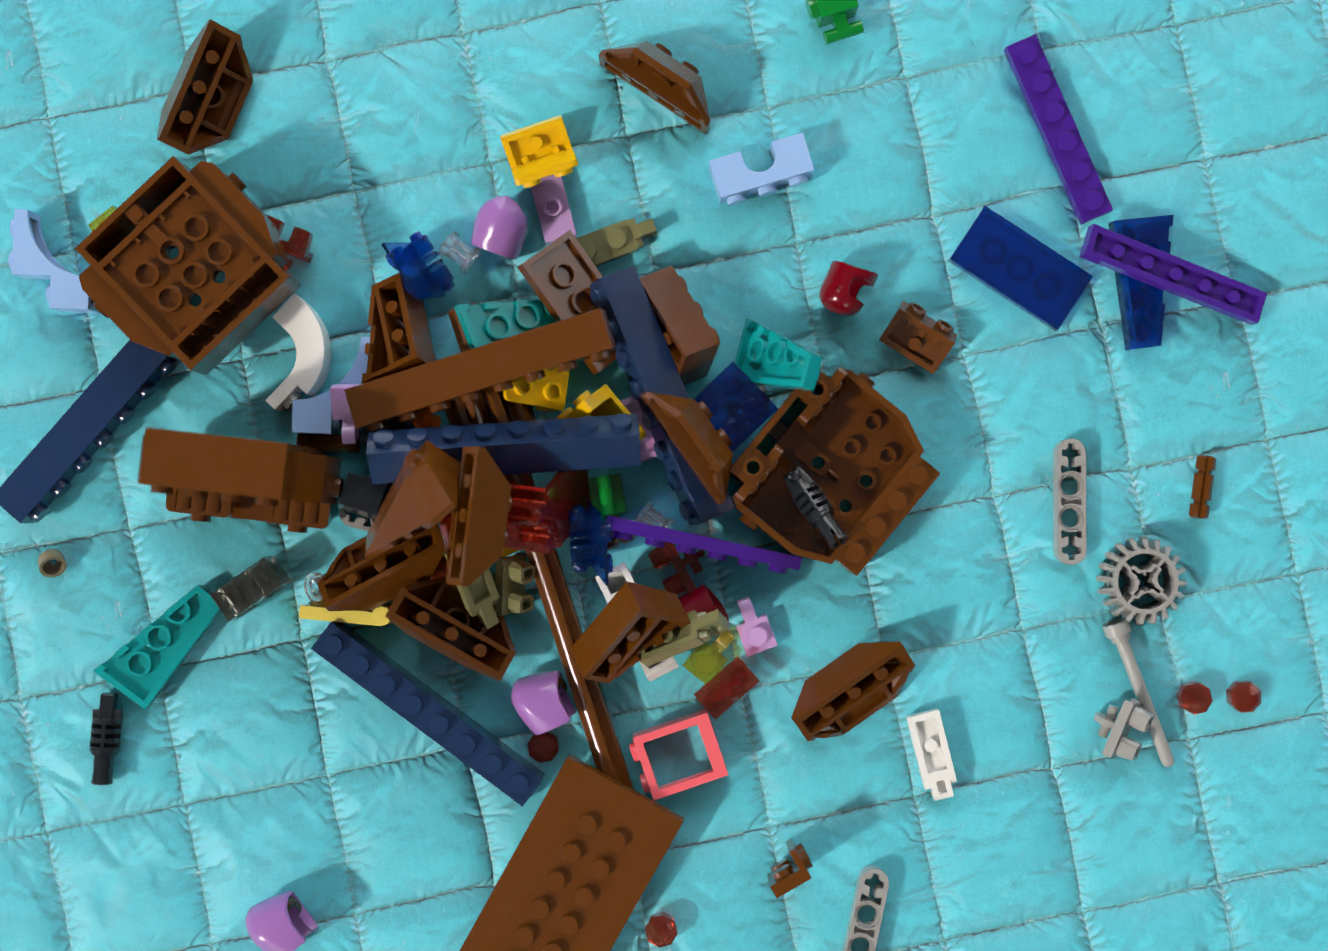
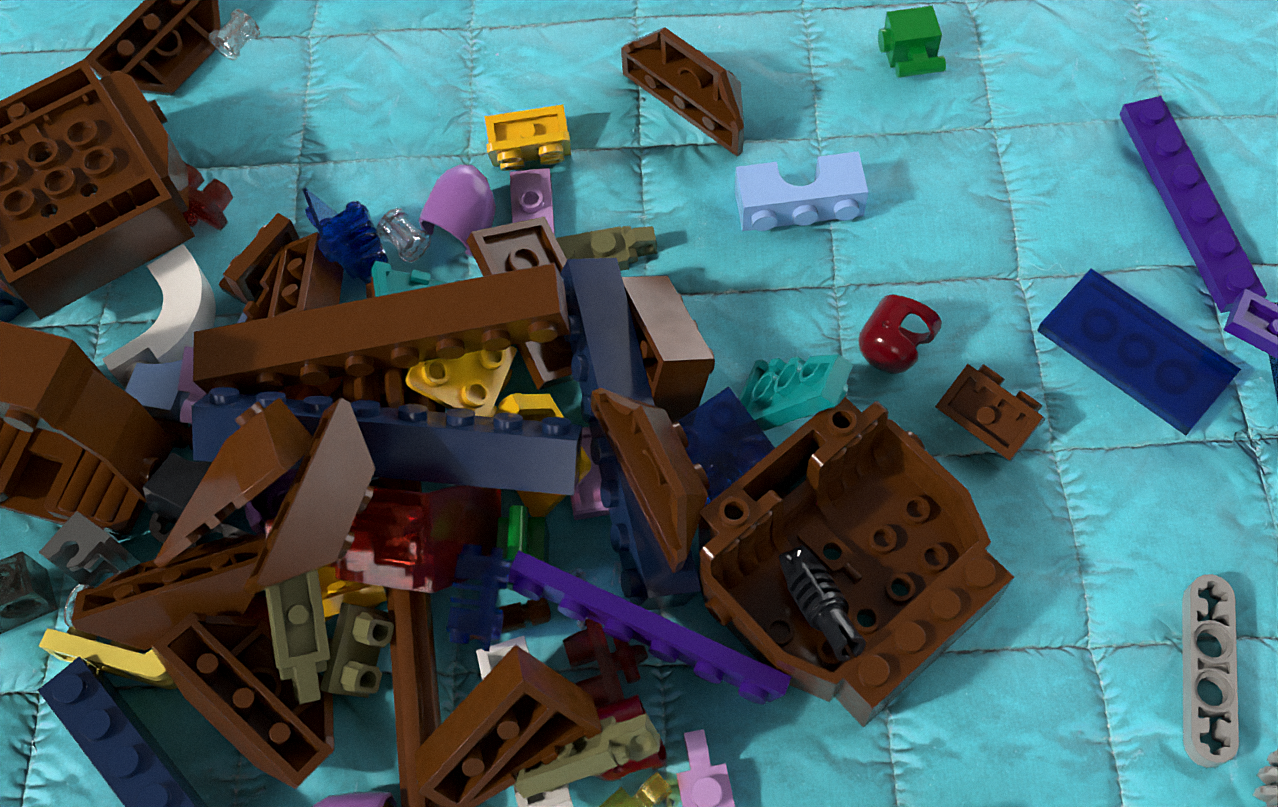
camera: 10 degrees right, 25 degrees down
(265, 75) = (234, 34): none -> clear bush
(311, 547) = (86, 551): none -> dark grey hinge
(354, 294) = (248, 268): none -> reddish brown bracket

